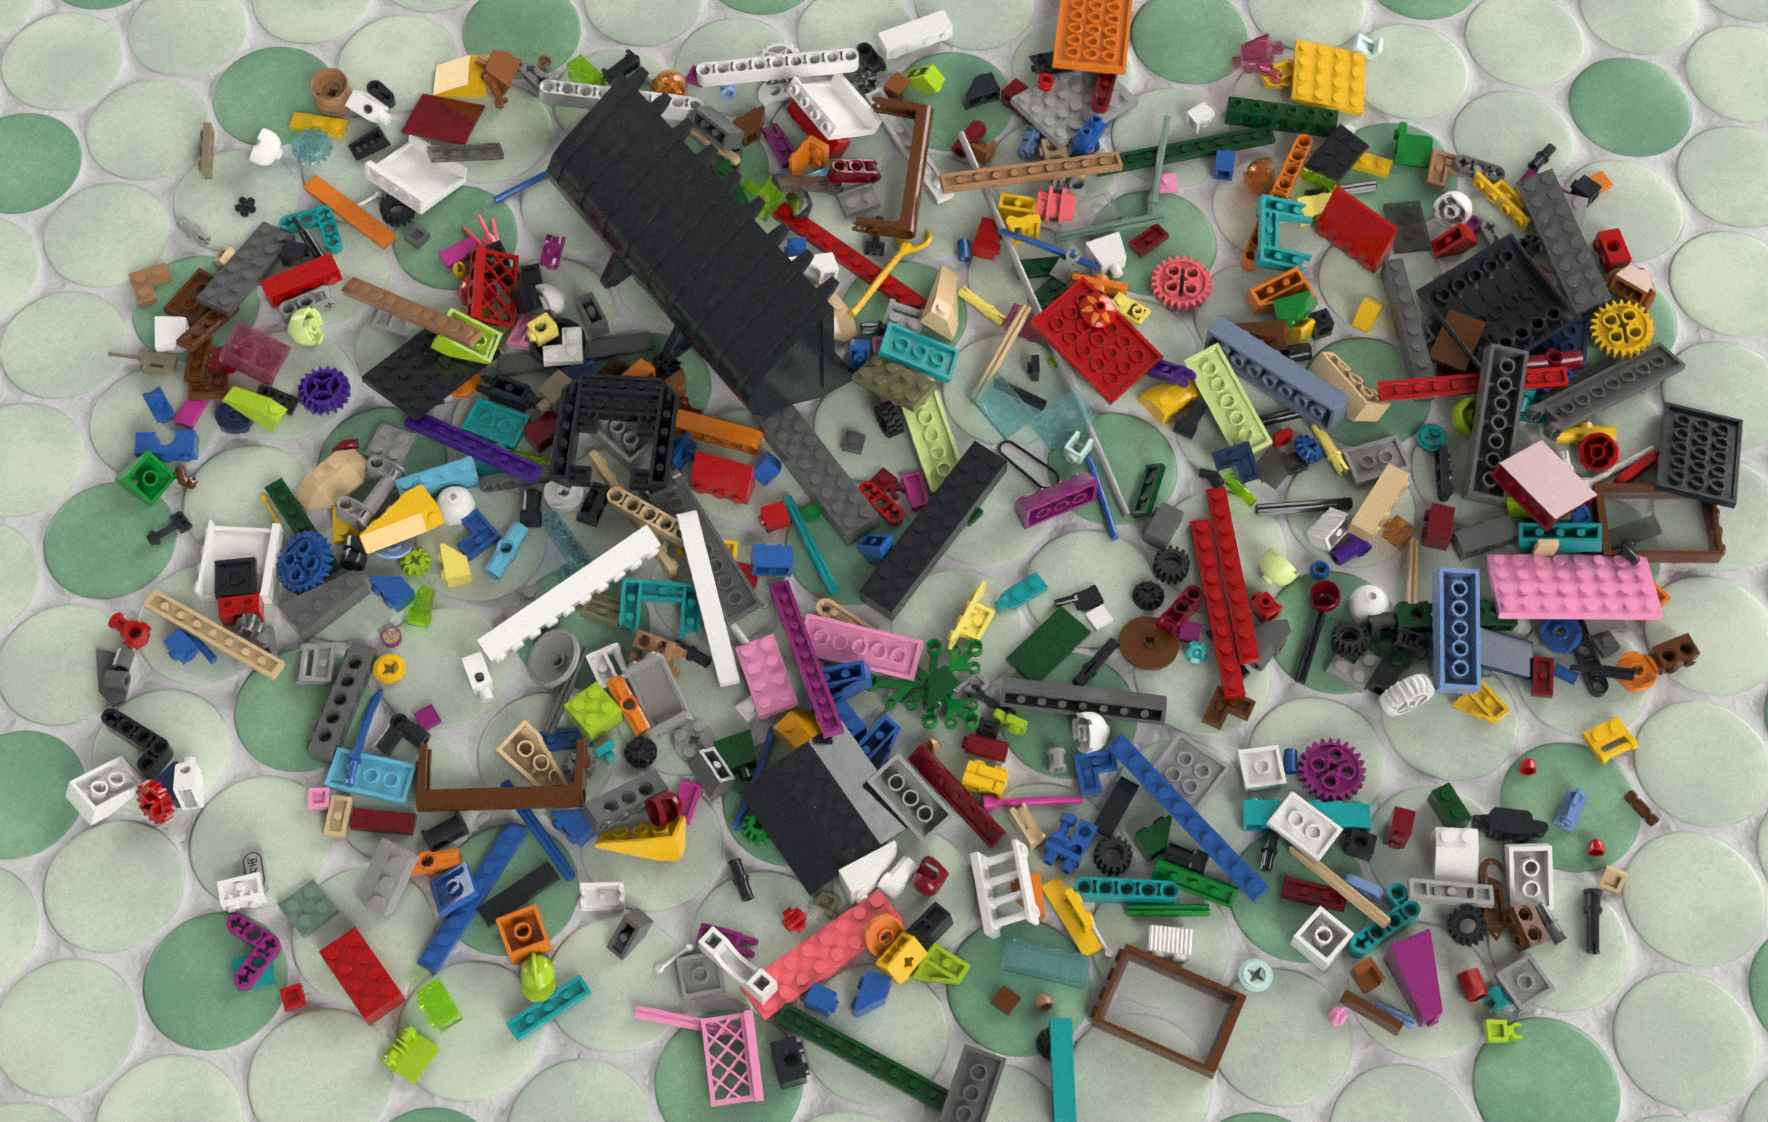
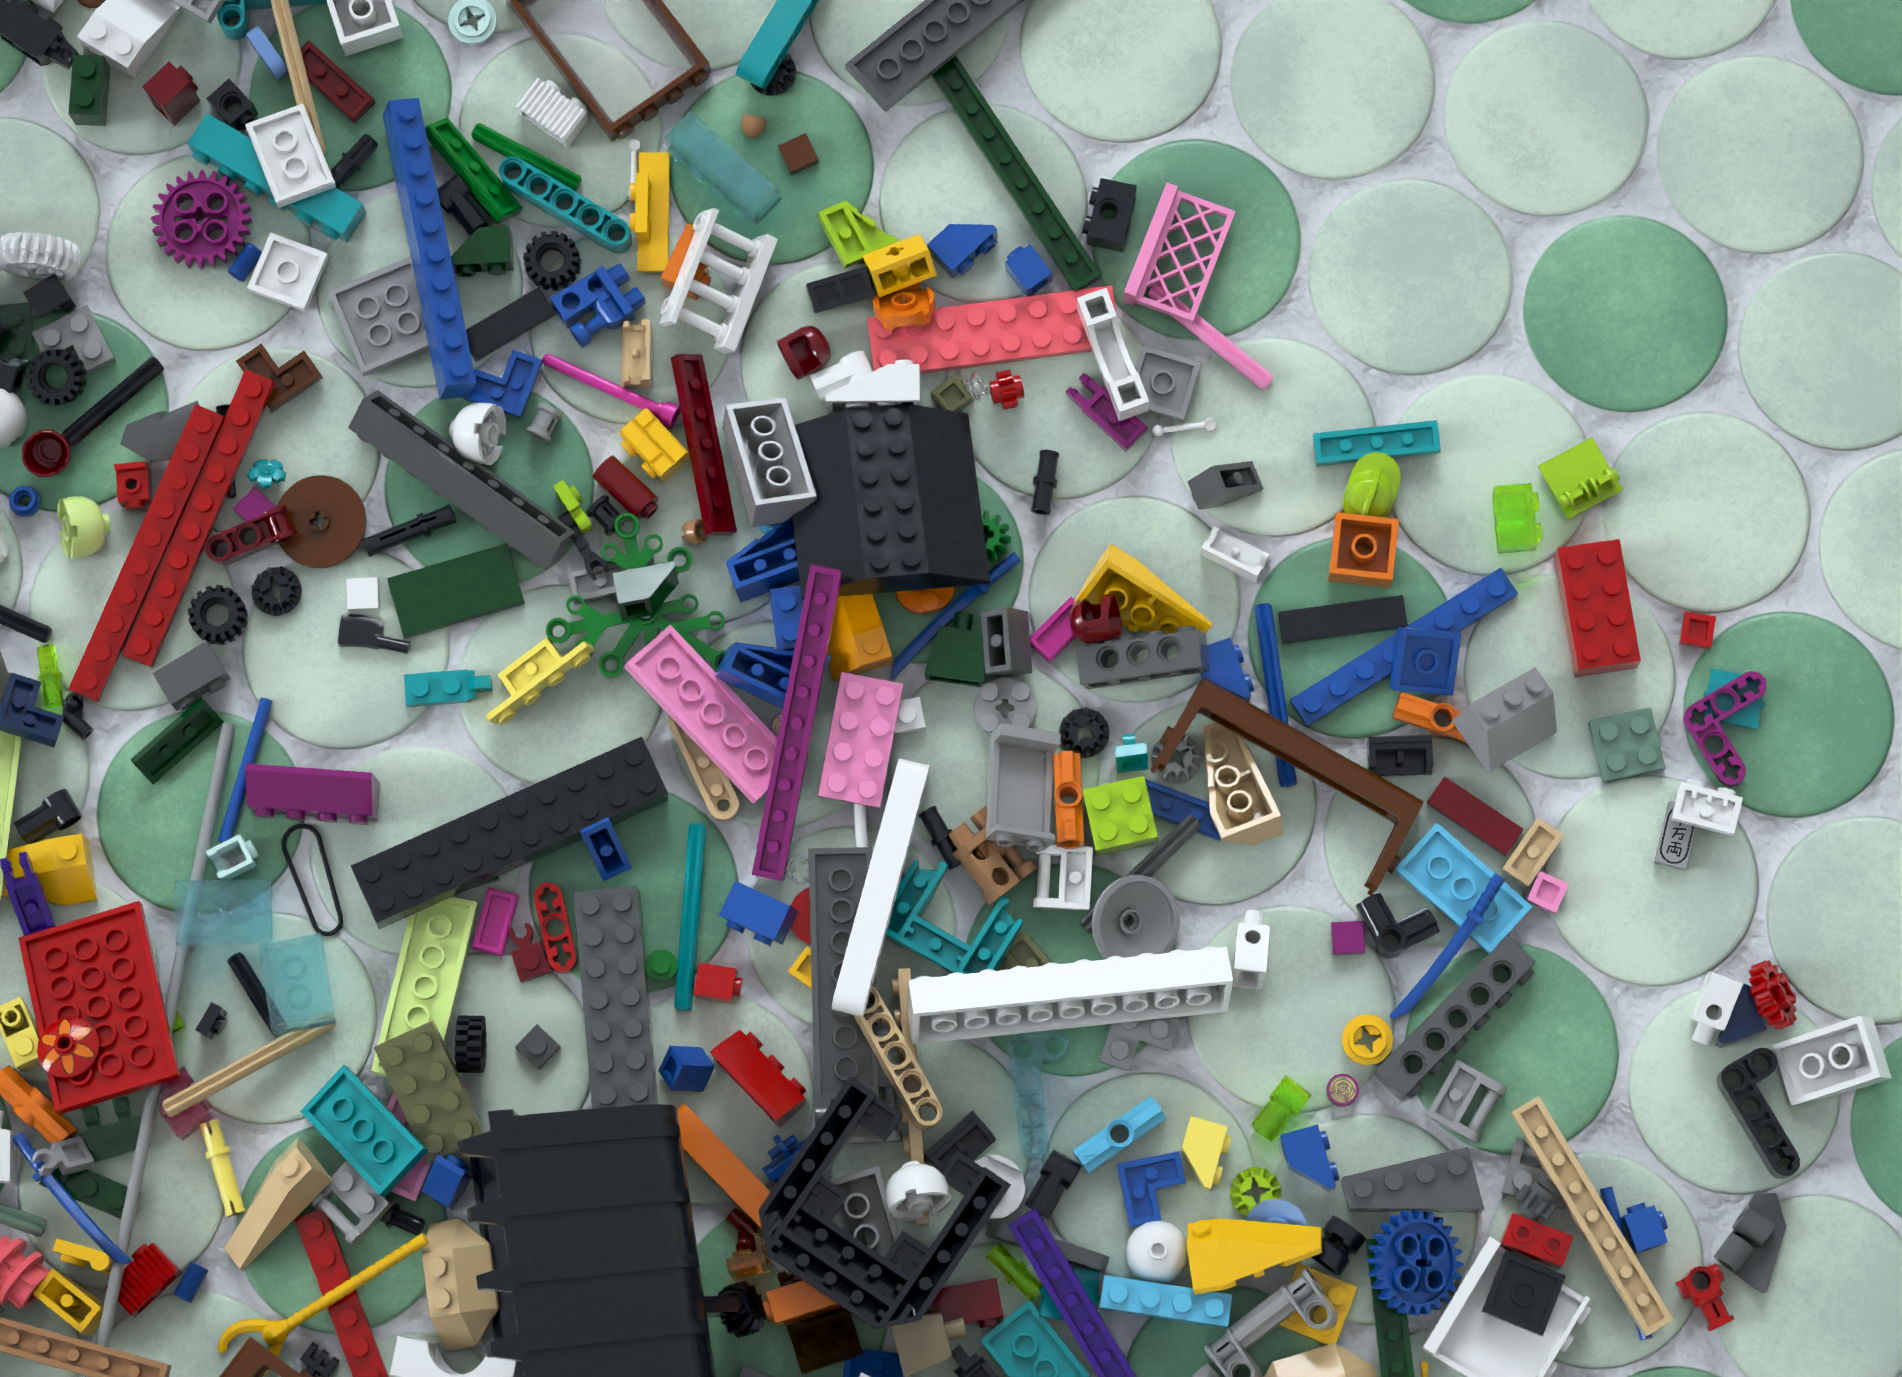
camera: 145 degrees left, 15 degrees up
(601, 455) = (916, 1190): none -> white cylinder

